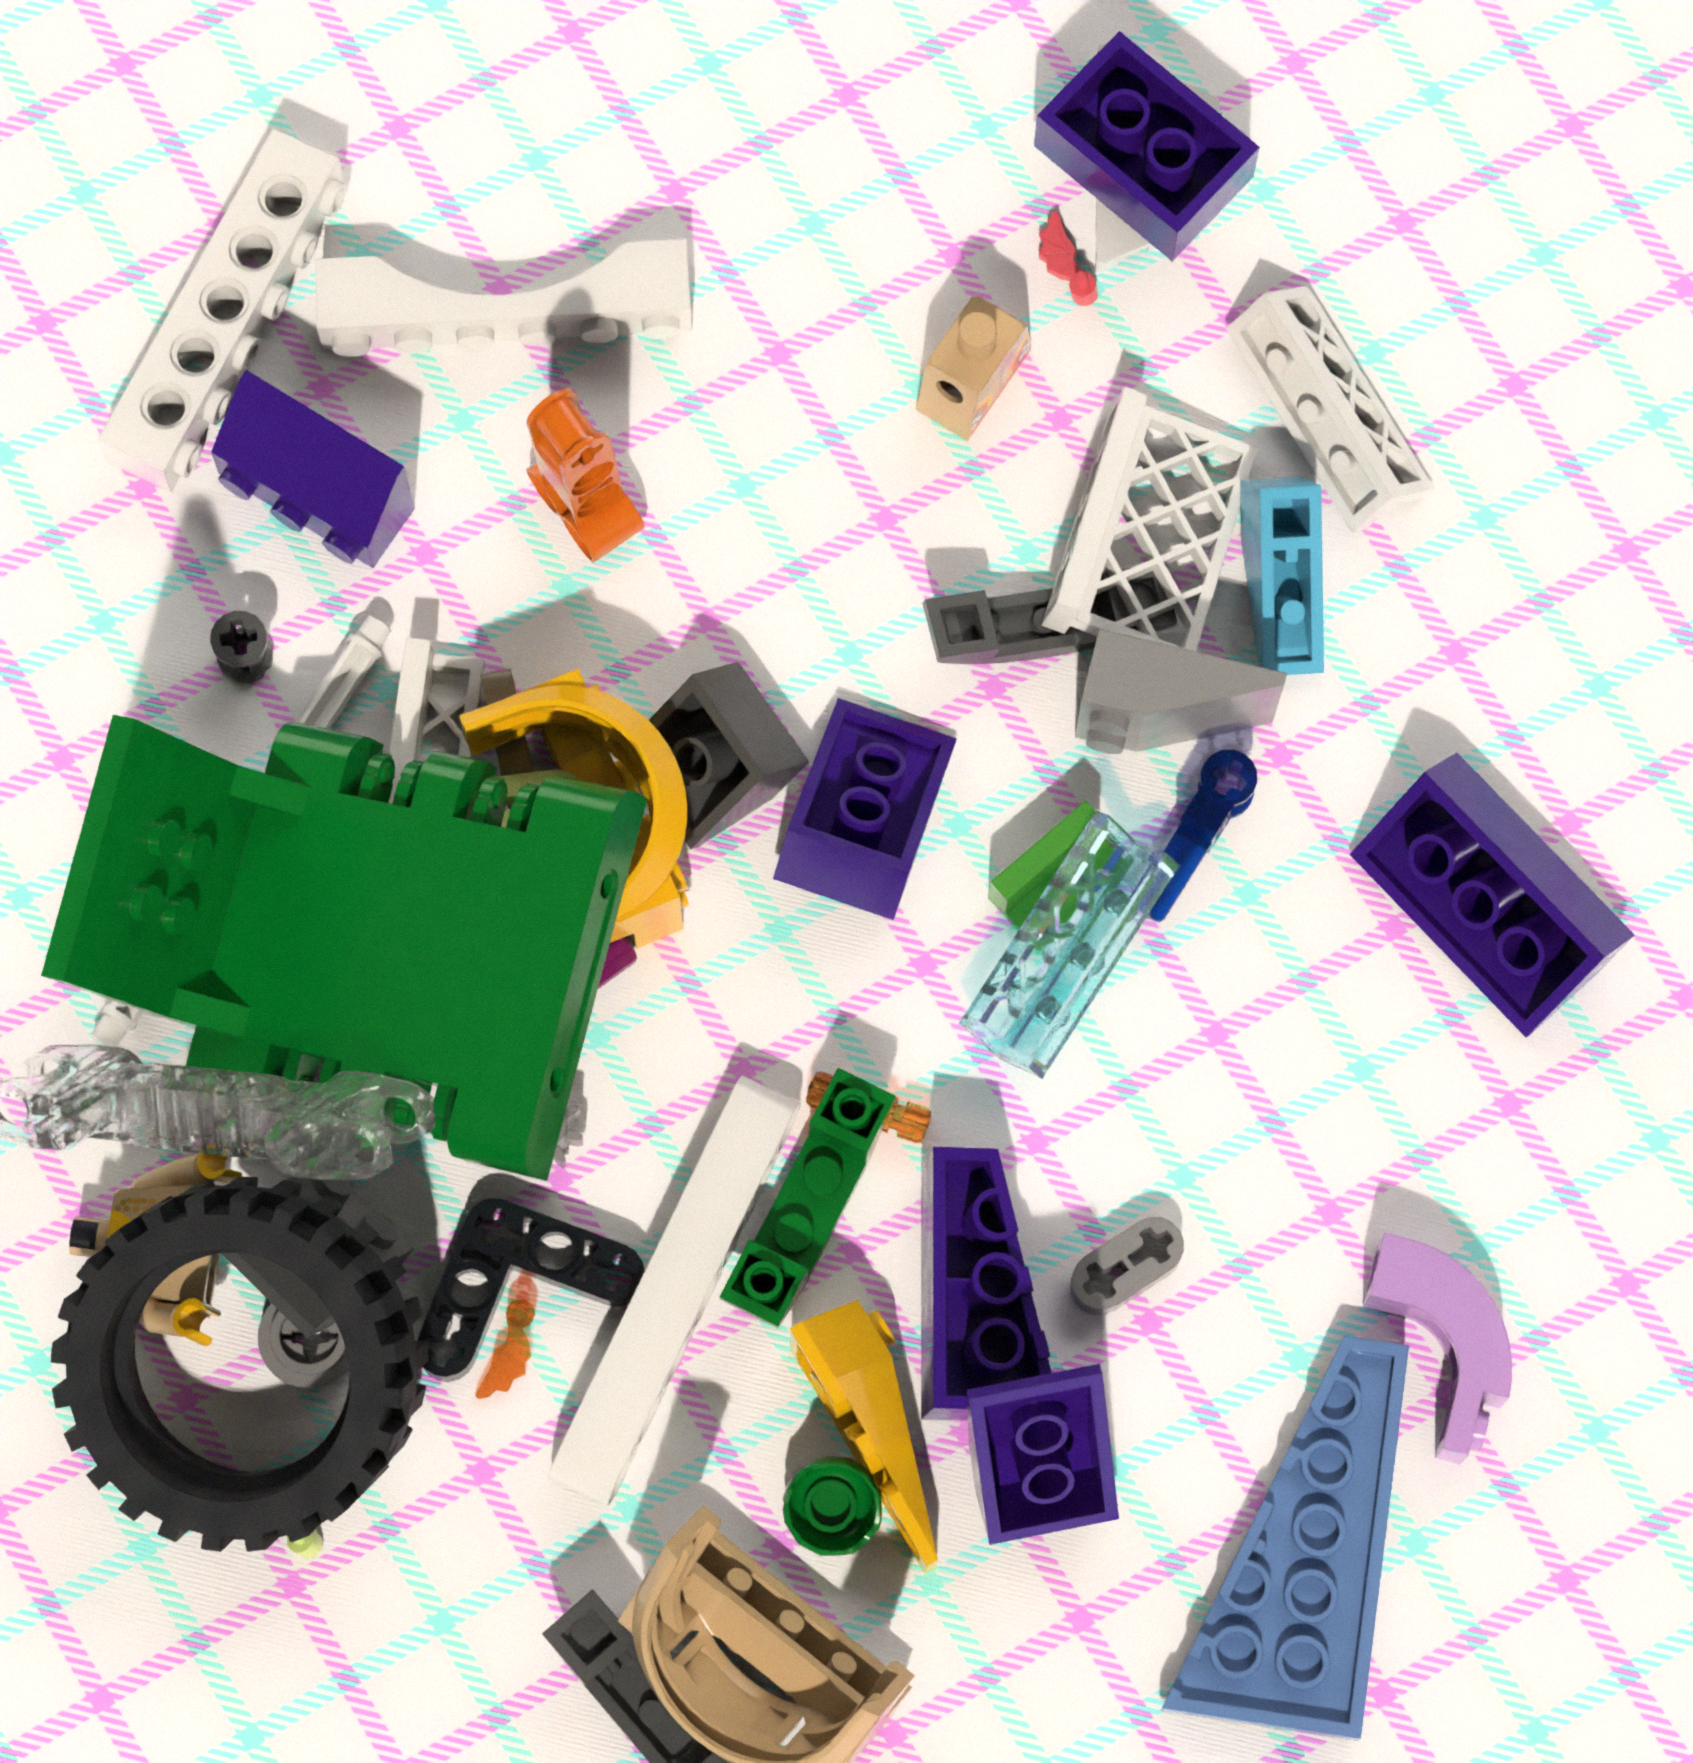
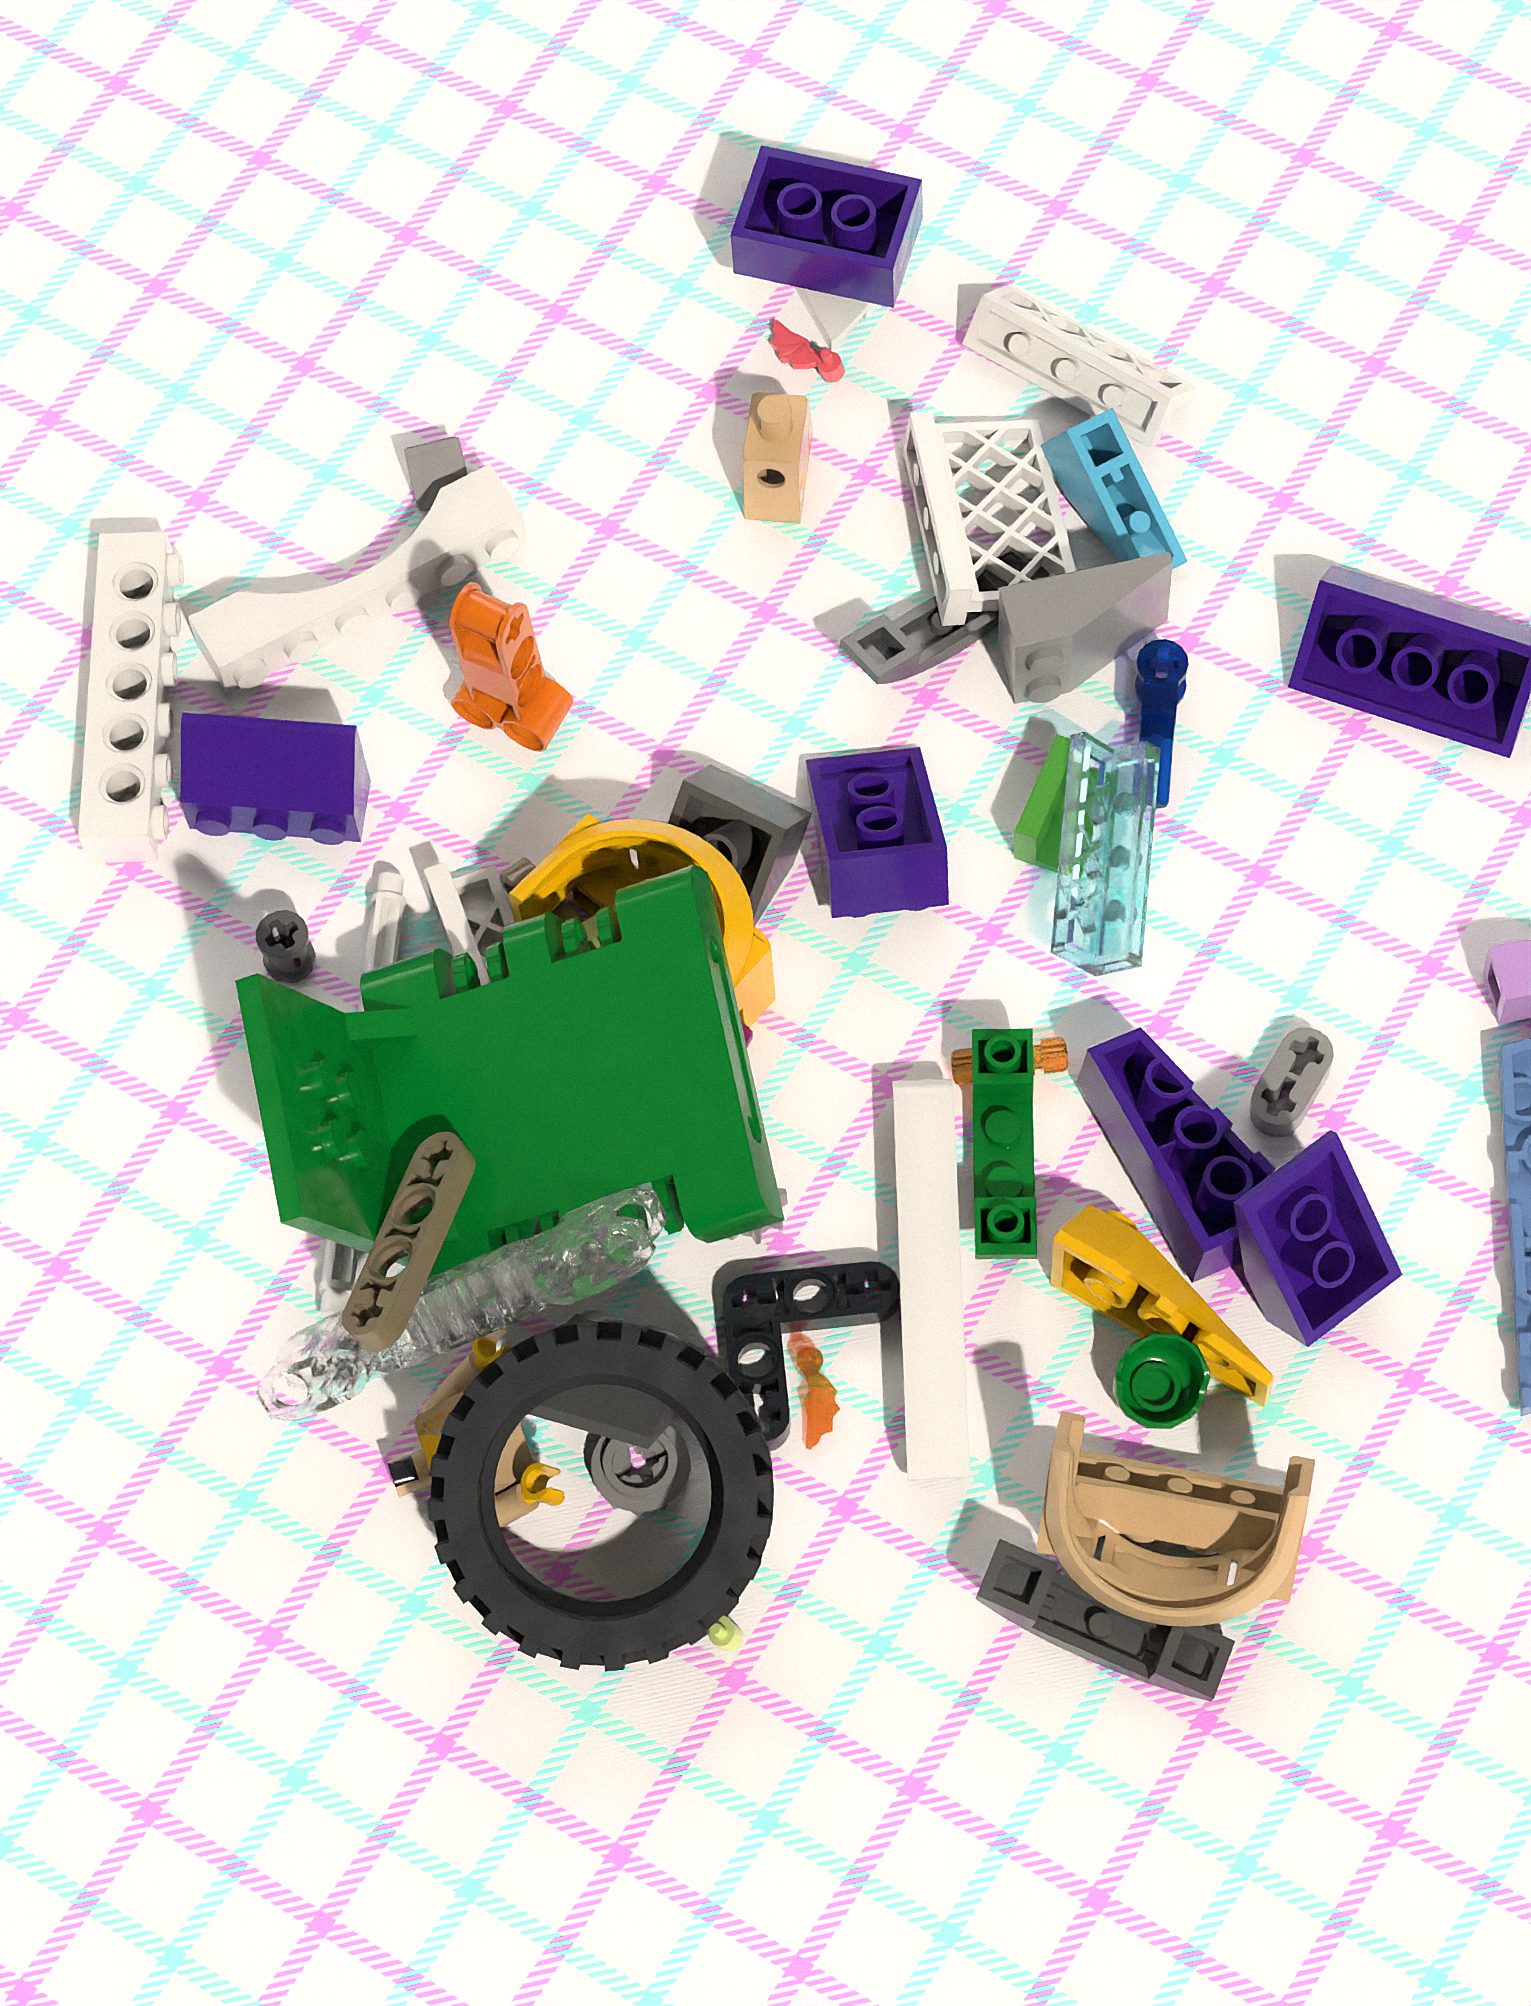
camera: 20 degrees left, 10 degrees down
(176, 1020) = (383, 1304): none -> dark tan beam
(636, 214) = (433, 467): none -> light grey slope

